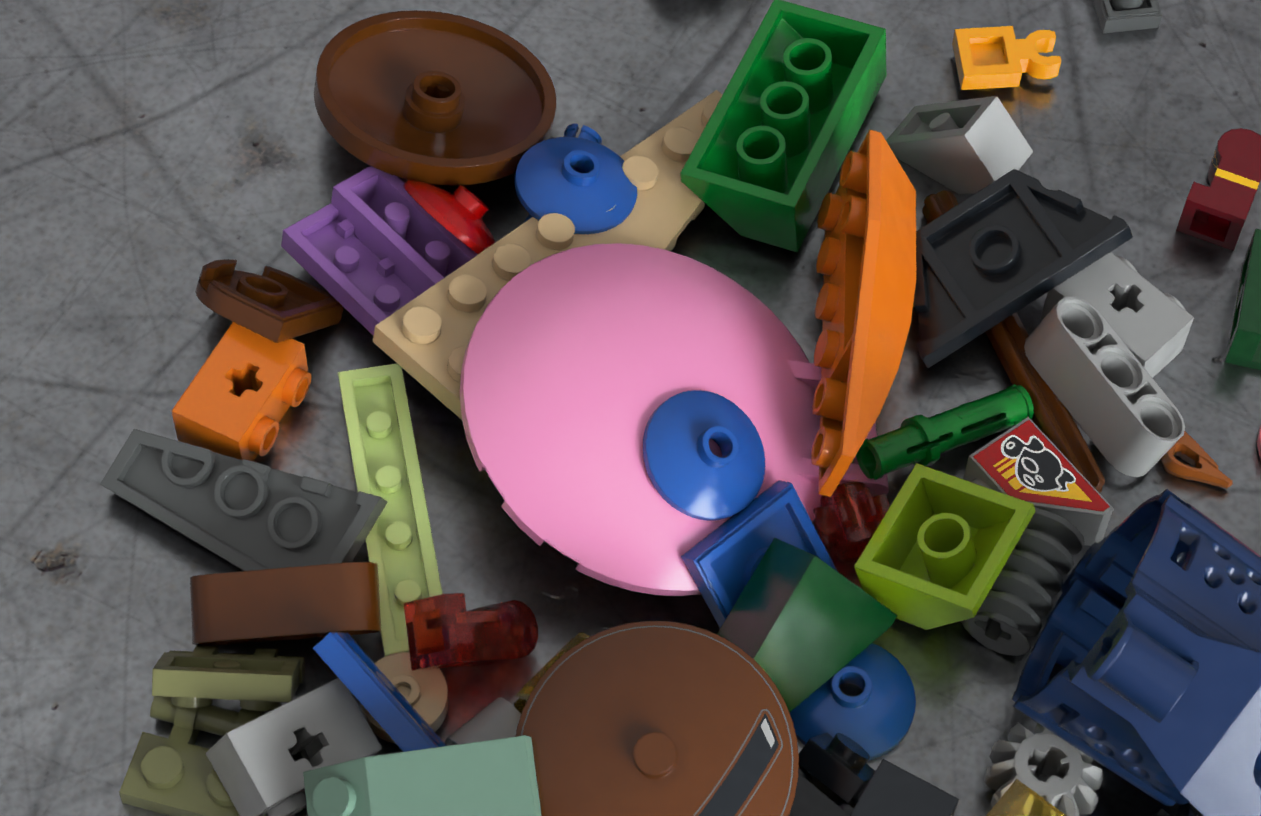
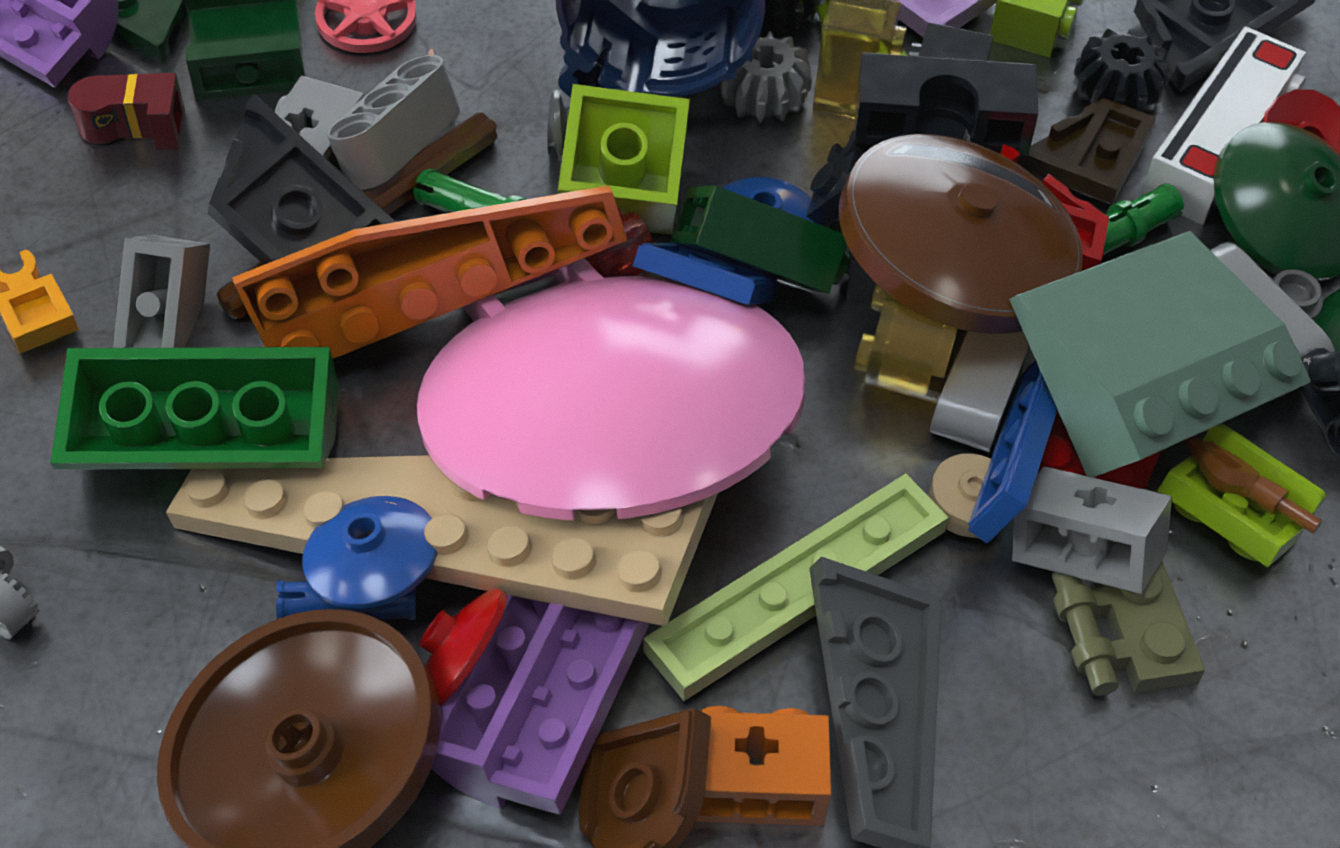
camera: 115 degrees left, 5 degrees down
(205, 674) = (1070, 605): olive plate -> none
(285, 603) = (963, 603): reddish brown beam -> none
(450, 637) = (894, 447): clear red leg -> none
(687, 470) = (655, 299): blue dish -> none
(1036, 471) = (510, 147): slope -> none

